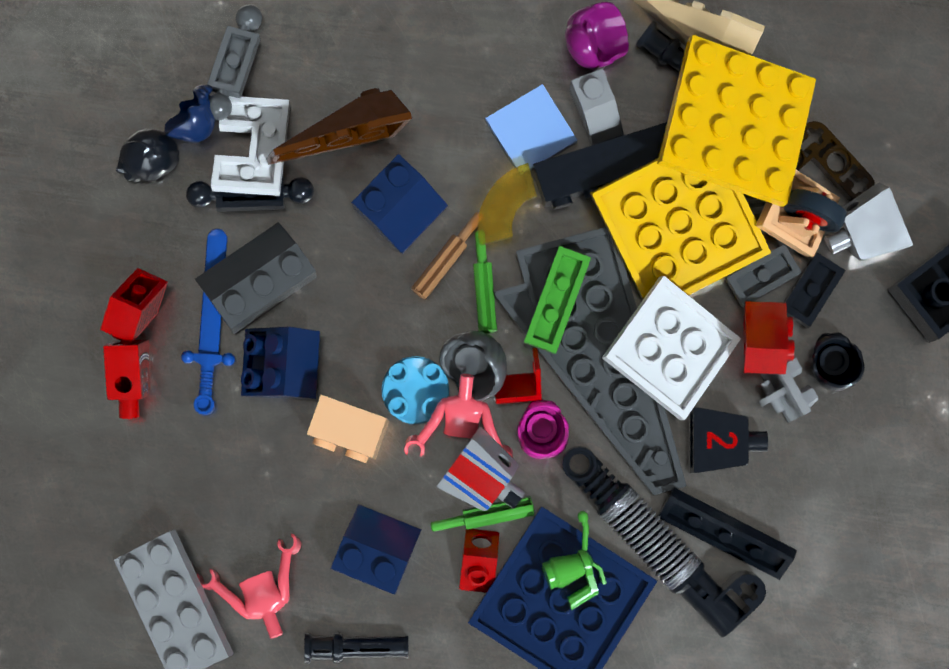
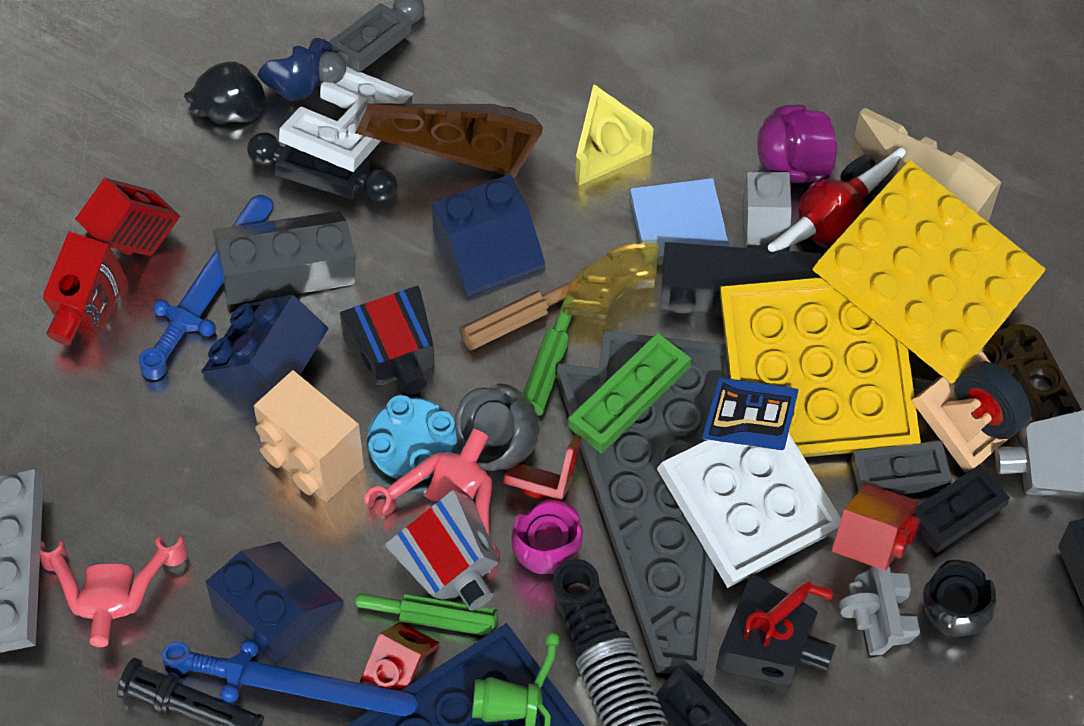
camera: 25 degrees right, 25 degrees down
(369, 318) = (392, 339): none -> torso
(415, 606) = (242, 670): none -> blue sword
(454, 83) = (610, 137): none -> light yellow slope
(643, 80) = (833, 206): none -> red helmet
(650, 288) = (750, 414): none -> sticker
(729, 425) = (768, 620): none -> red piece

